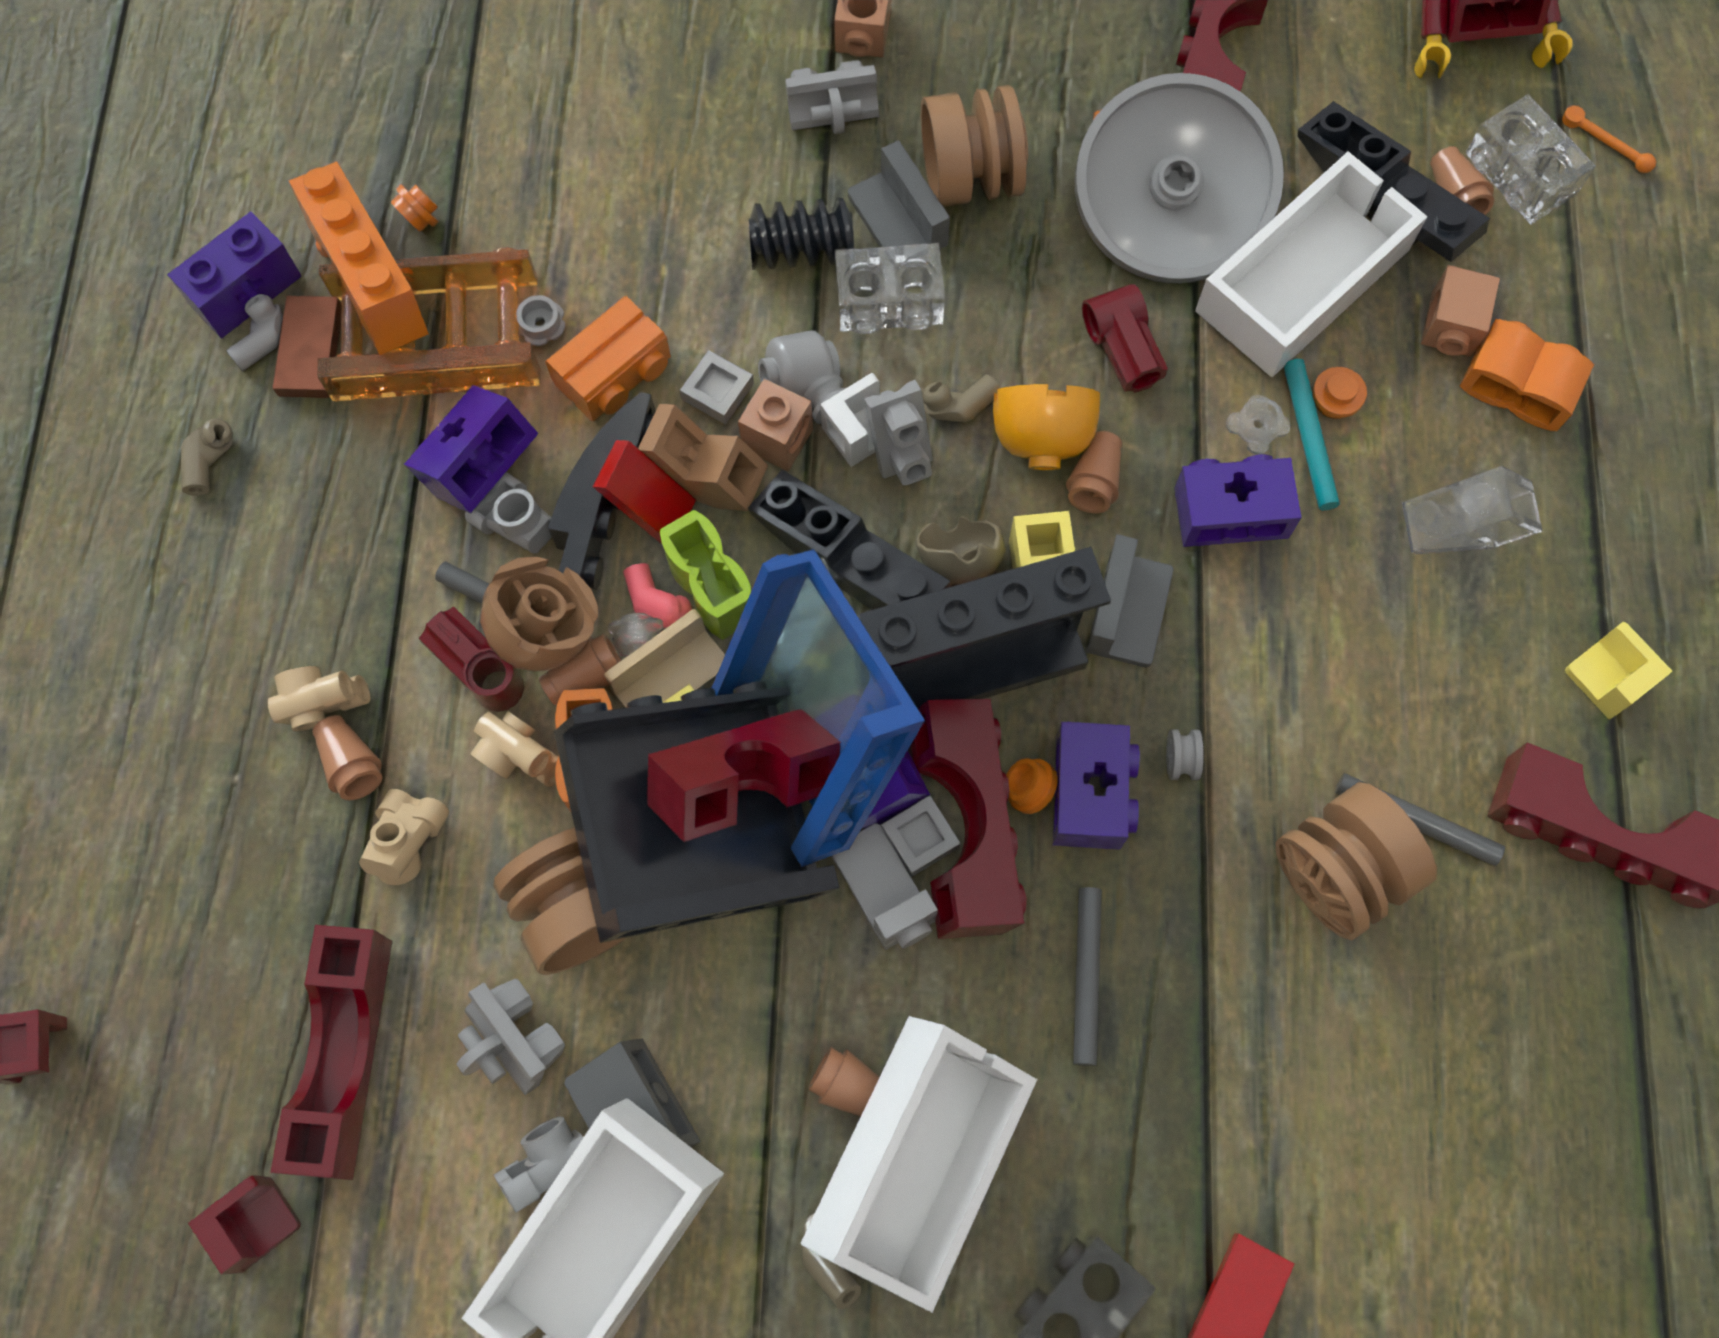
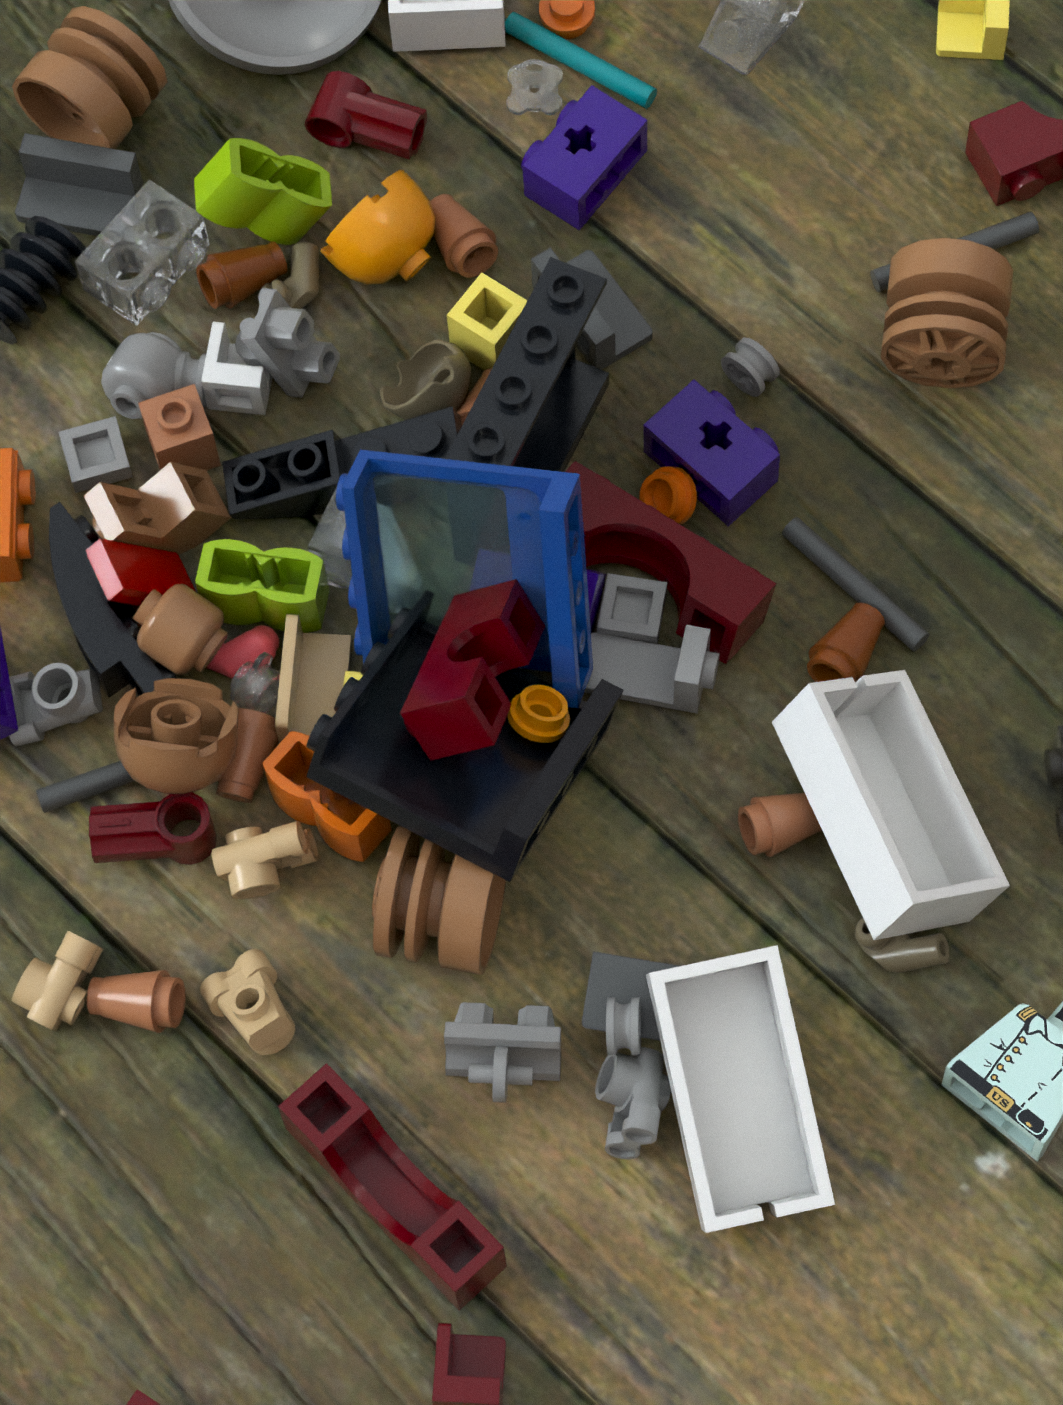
camera: 45 degrees left, 5 degrees down
(575, 1115) = (623, 1026): none -> light grey bush
(621, 550) = (180, 629): none -> medium nougat head
(779, 840) = (539, 714): none -> light orange plate
(934, 360) = (239, 273): none -> dark orange cone
(999, 324) = (262, 191): none -> lime brick
(1025, 1016) = (846, 645): none -> dark orange cone

